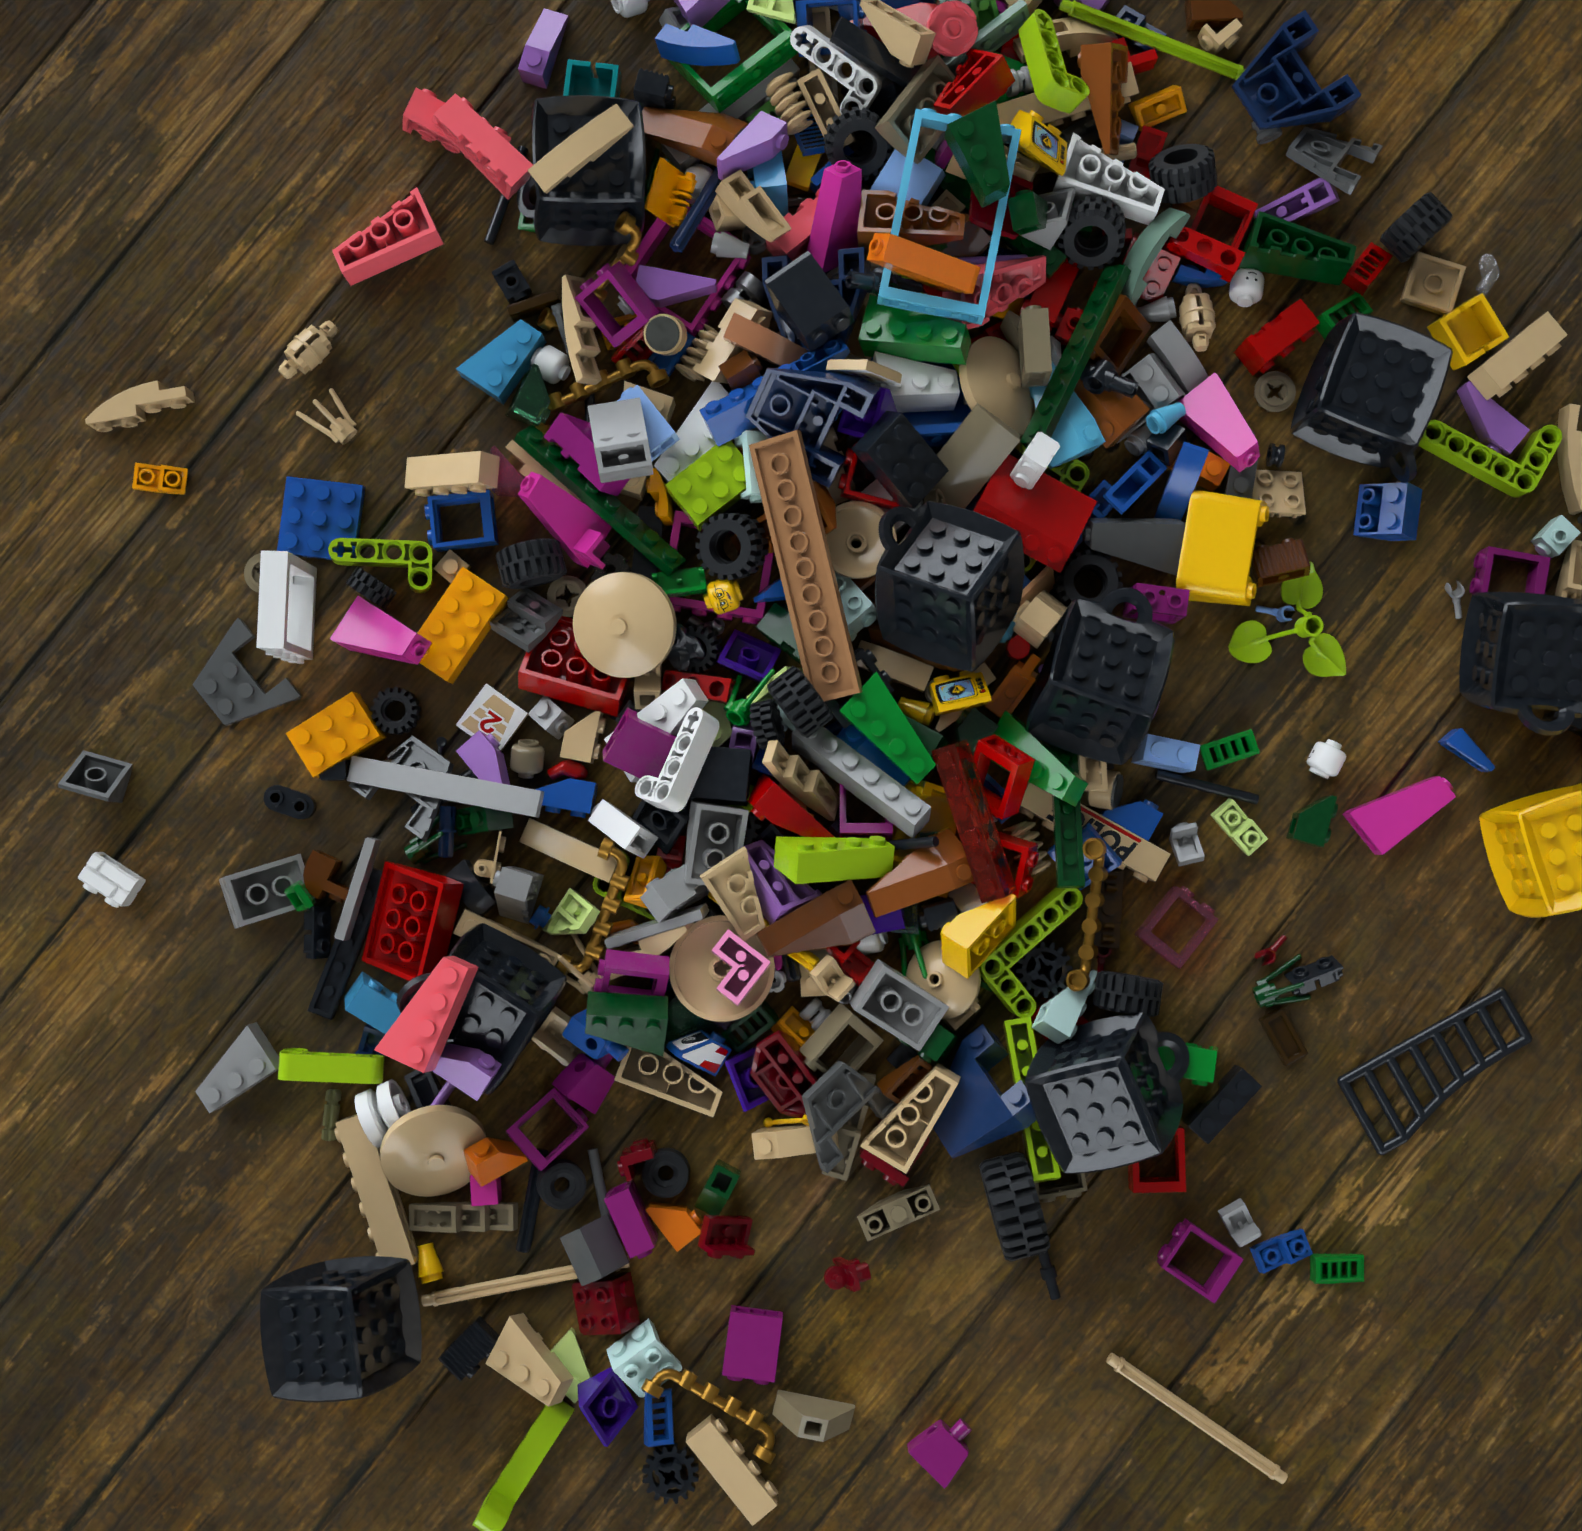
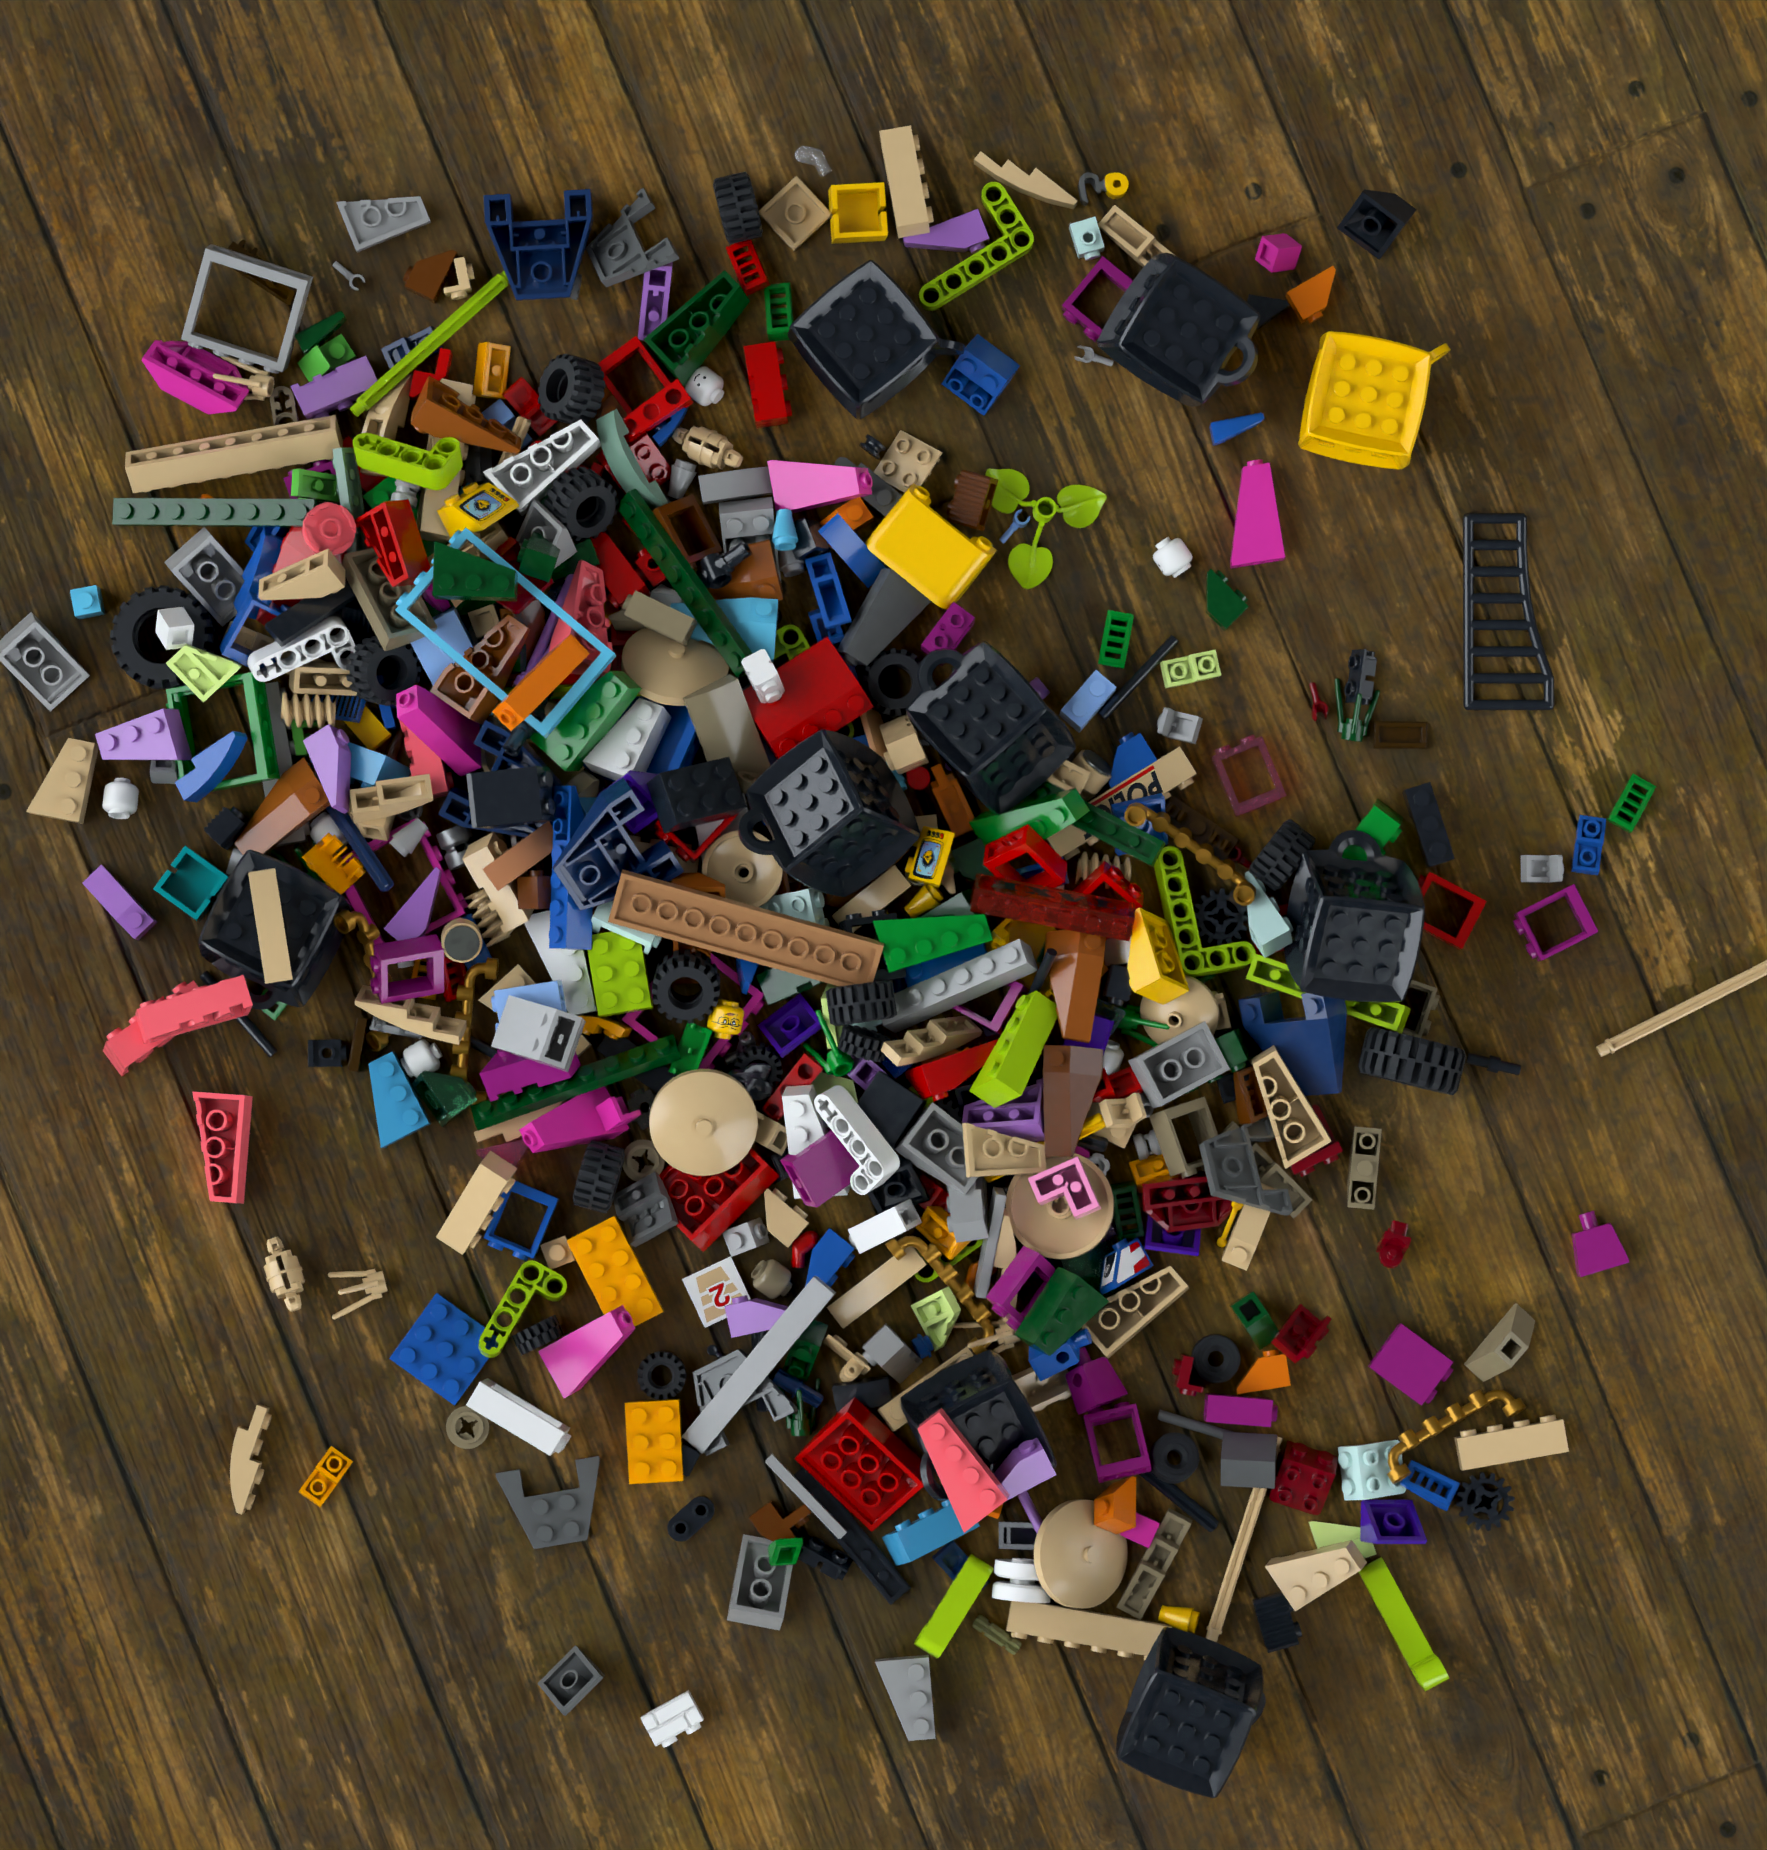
camera: 65 degrees left, 0 degrees up
(865, 369) = (600, 783): tan tile -> none
(1286, 394) = (821, 403): dark tan gear -> none

